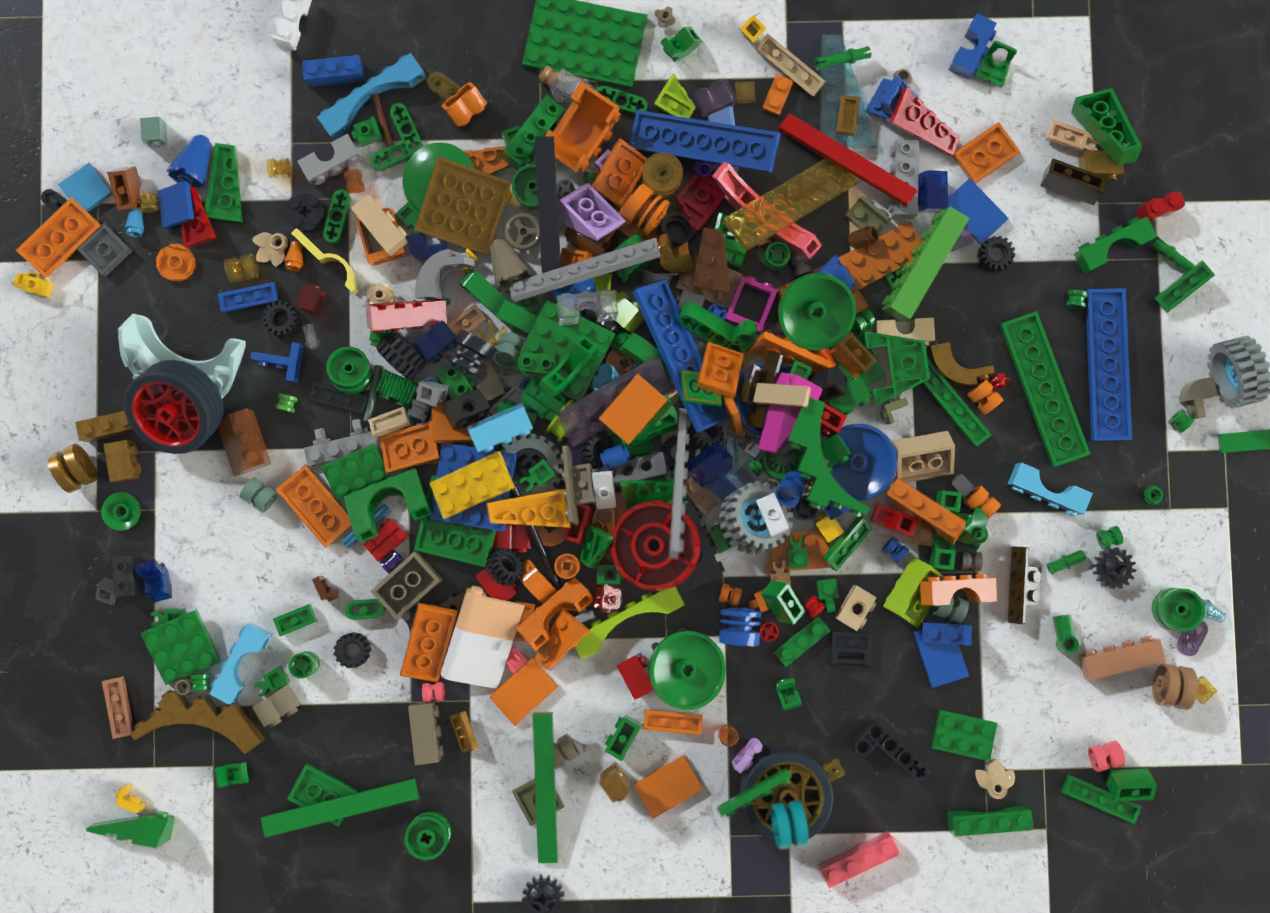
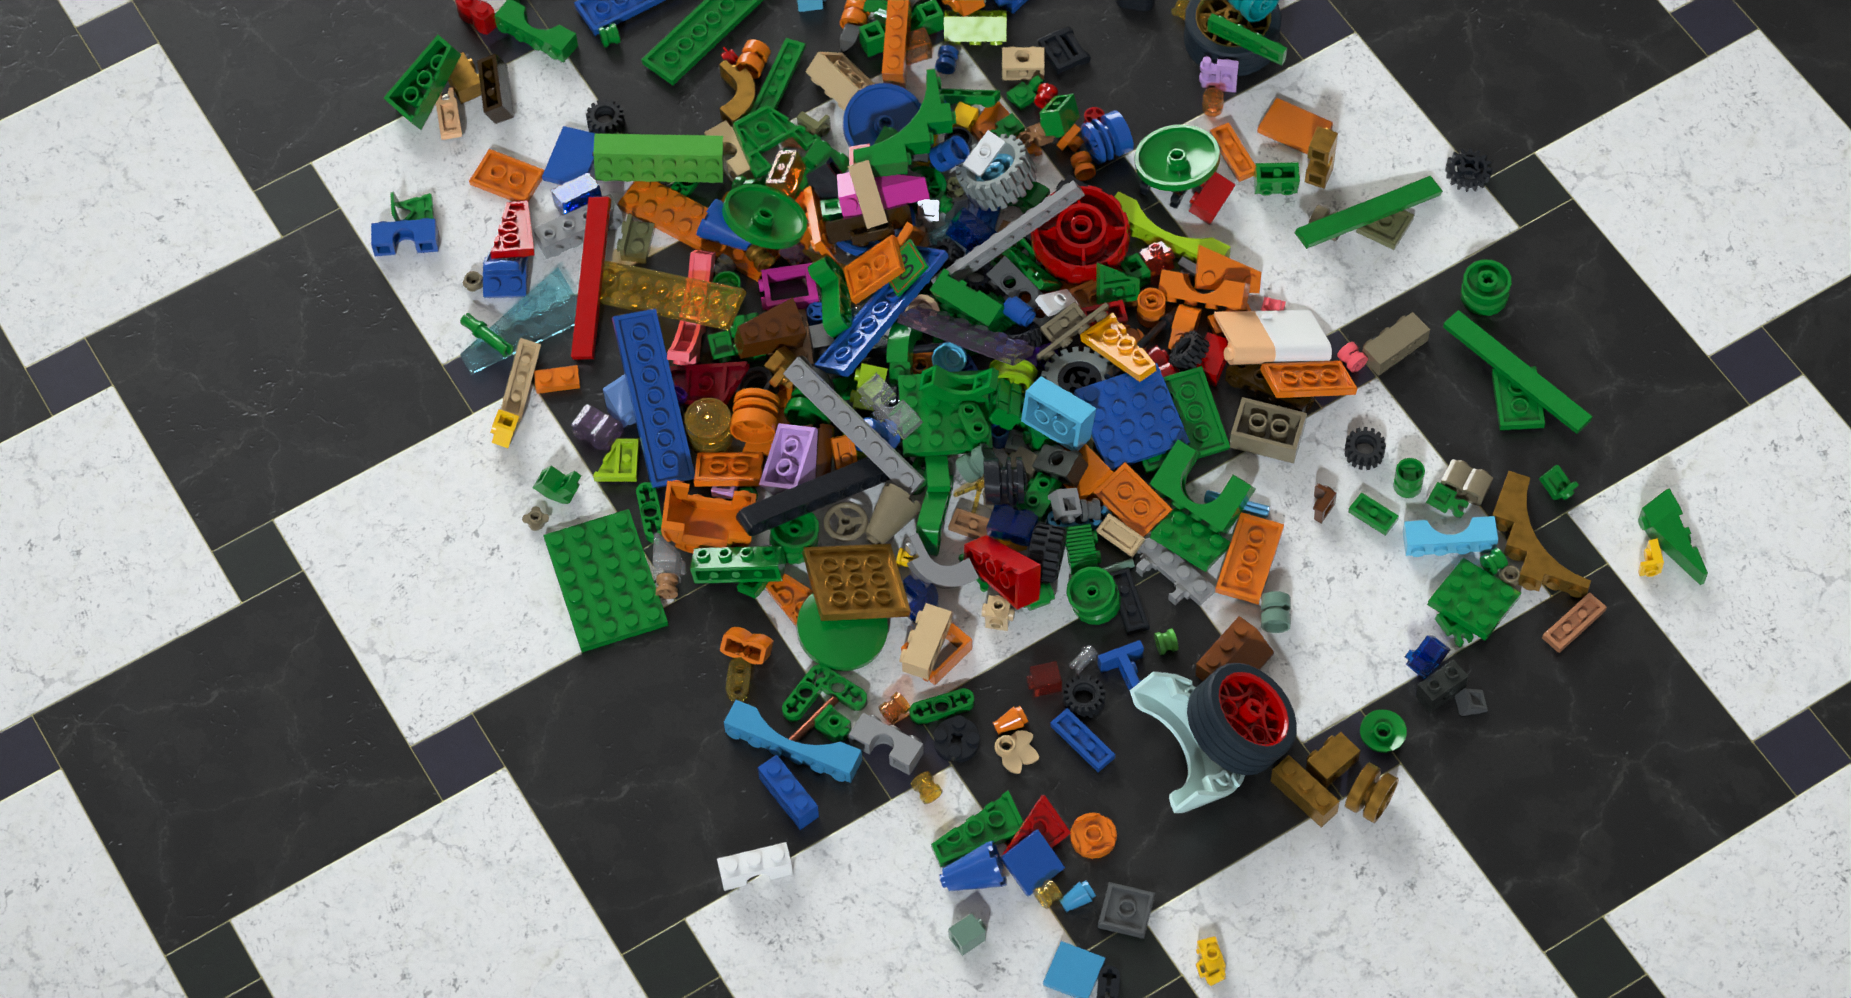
camera: 115 degrees left, 25 degrees down
(58, 237) = (1144, 958): orange plate -> none
(125, 187) = (1045, 922): dark orange slope -> none
(234, 268) = (1053, 757): clear yellow wheel -> none
(351, 282) = (1000, 652): light yellow piece -> none
(365, 609) = (1320, 460): green plate -> none
(389, 538) = (1246, 471): red brick -> none
(392, 561) = (1255, 460): dark purple bush -> none
(408, 216) = (897, 635): green plate -> none
(464, 732) = (1370, 312): pearl gold plate -> none
(472, 485) = (1132, 410): yellow plate -> none
(523, 691) = (1296, 286): orange tile -> none
(539, 473) = (1080, 361): green plate -> none
(633, 409) = (963, 307): orange tile -> none
(745, 92) = (570, 408): clear yellow plate -> none
(788, 694) = (1141, 75): green bracket -> none
(801, 641) = (1086, 92): green plate -> none
(847, 115) = (545, 300): pearl gold plate -> none
(863, 237) = (661, 229): reddish brown brick -> none
(894, 520) = (918, 63): red brick -> none

